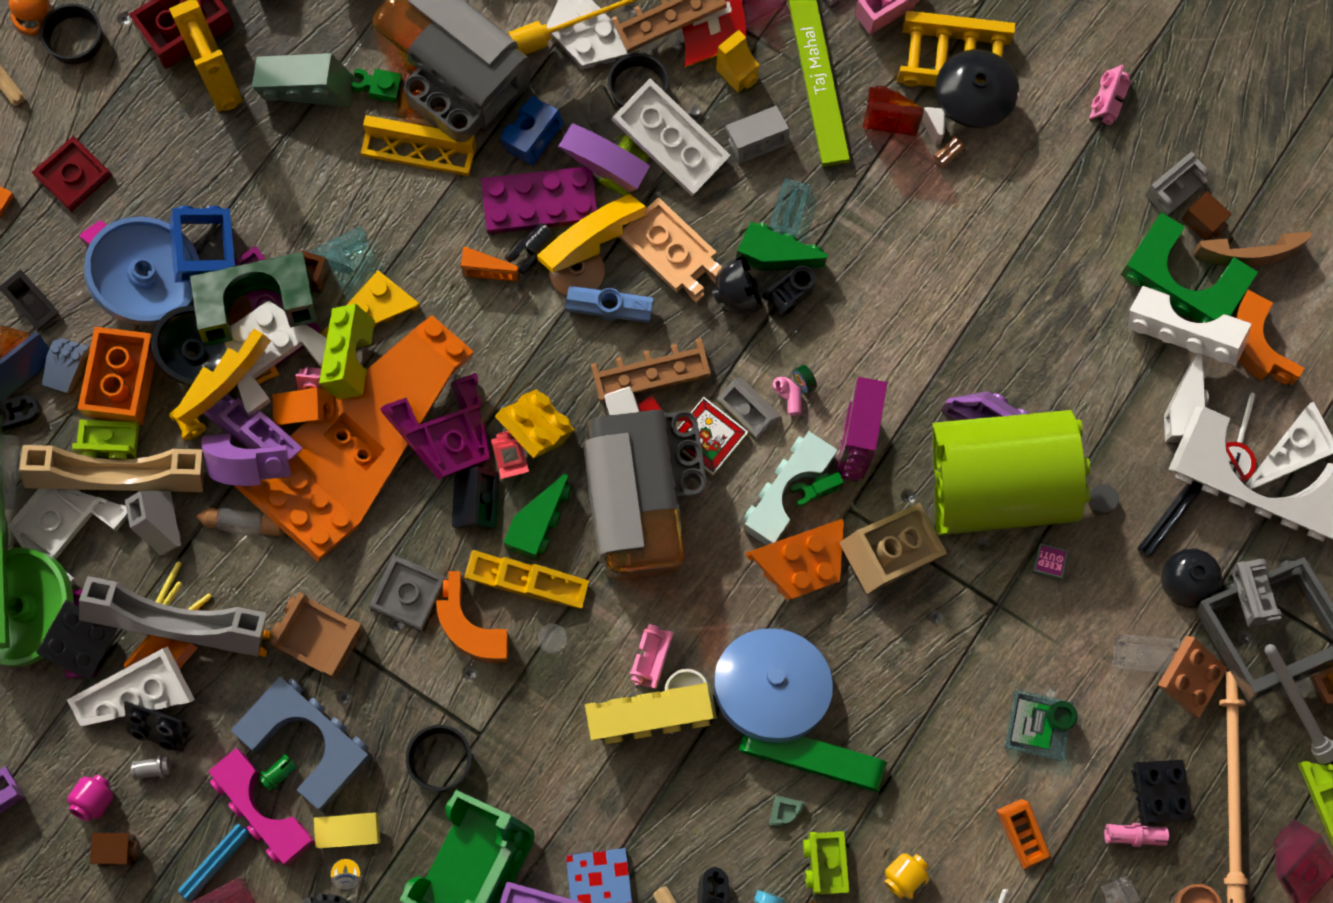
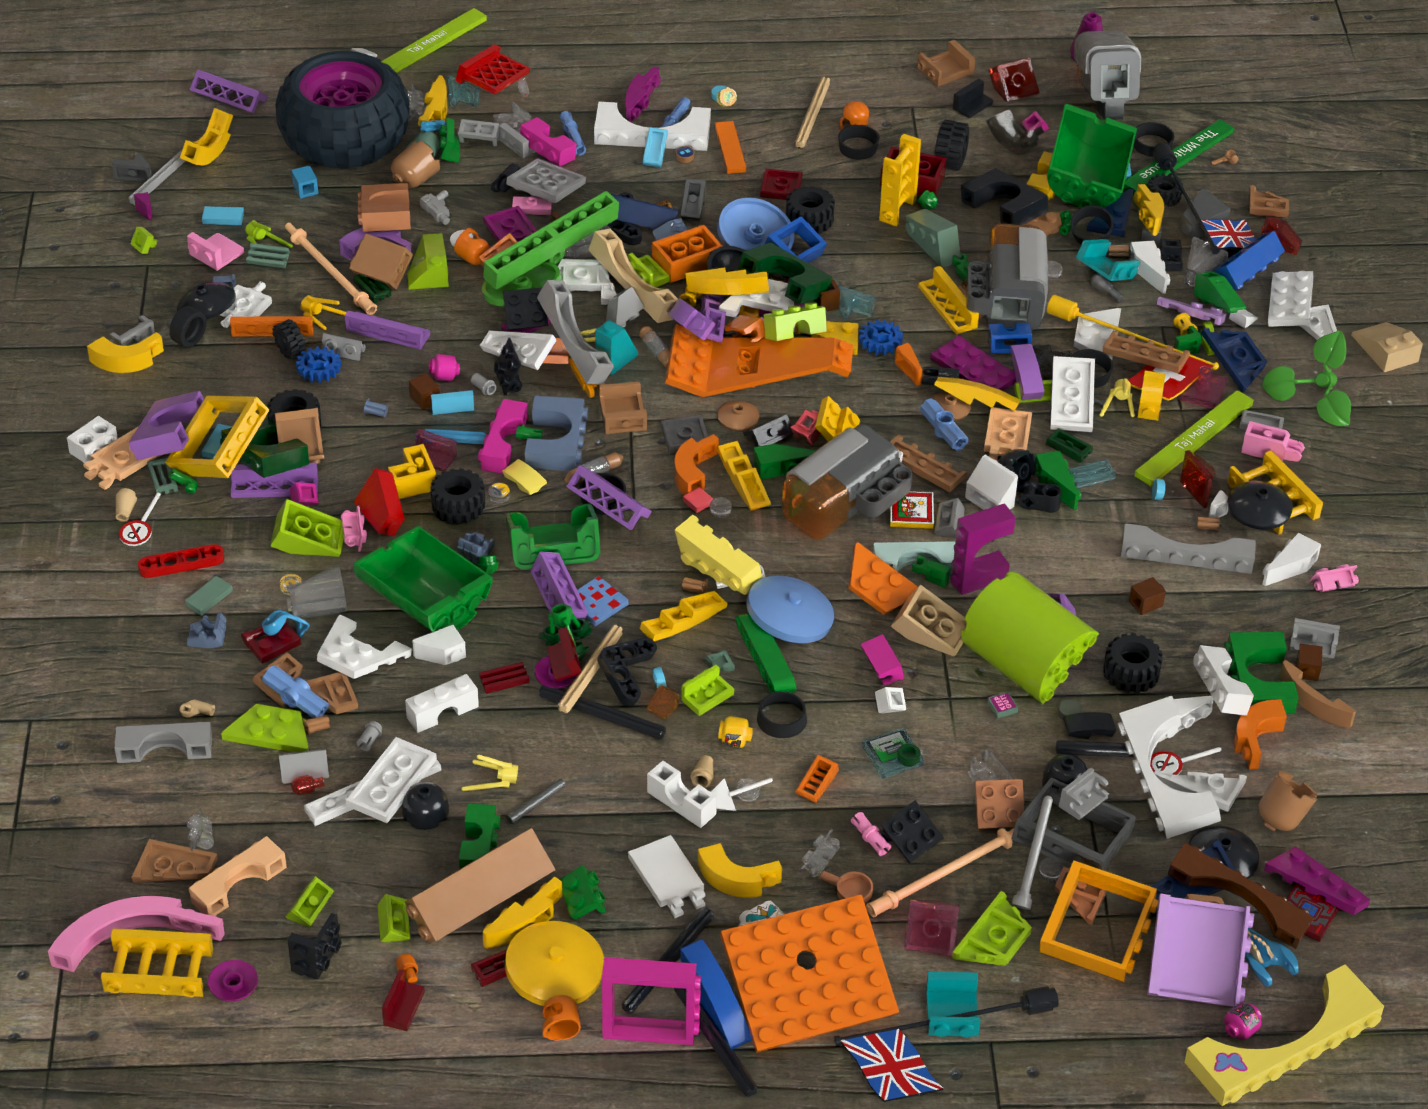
camera: 55 degrees right, 30 degrees down
(140, 164) = (813, 205): none -> black tyre
(157, 828) = (452, 402): none -> medium azure tile
(219, 580) = (616, 343): none -> teal slope
(236, 37) = (928, 200): none -> green plate
(390, 739) = (598, 465): none -> piece
(426, 522) = (738, 415): none -> medium nougat dish
(433, 261) = (880, 337): none -> blue gear
(449, 441) = (789, 396): magenta wing -> none
(463, 759) = (614, 492): none -> medium lavender fence
(523, 656) = (697, 500): none -> coral tile
(648, 667) = (760, 546): bright pink hinge -> none
(655, 758) = (695, 585): none -> medium nougat piece
(693, 805) = (683, 617): none -> yellow slope
(697, 80) = (1122, 391): none -> light yellow plant
(732, 207) = (1065, 445): none -> dark green tile
(751, 333) = (991, 485): none -> white slope
(758, 134) = (1119, 433): light grey hinge -> none
(867, 163) = (1158, 489): none -> medium azure tile
(888, 823) = (782, 730): none -> black tyre
(909, 640) = (883, 659): none -> dark pink hinge
(934, 240) = (1229, 555): none -> light grey arch
(967, 673) = (890, 700): none -> white slope
(1009, 297) = (1147, 596): none -> reddish brown brick
(1059, 109) = (1294, 559): none -> white slope
(1106, 372) = (1132, 663): none -> black tyre
(1139, 497) = (1086, 723): none -> black slope

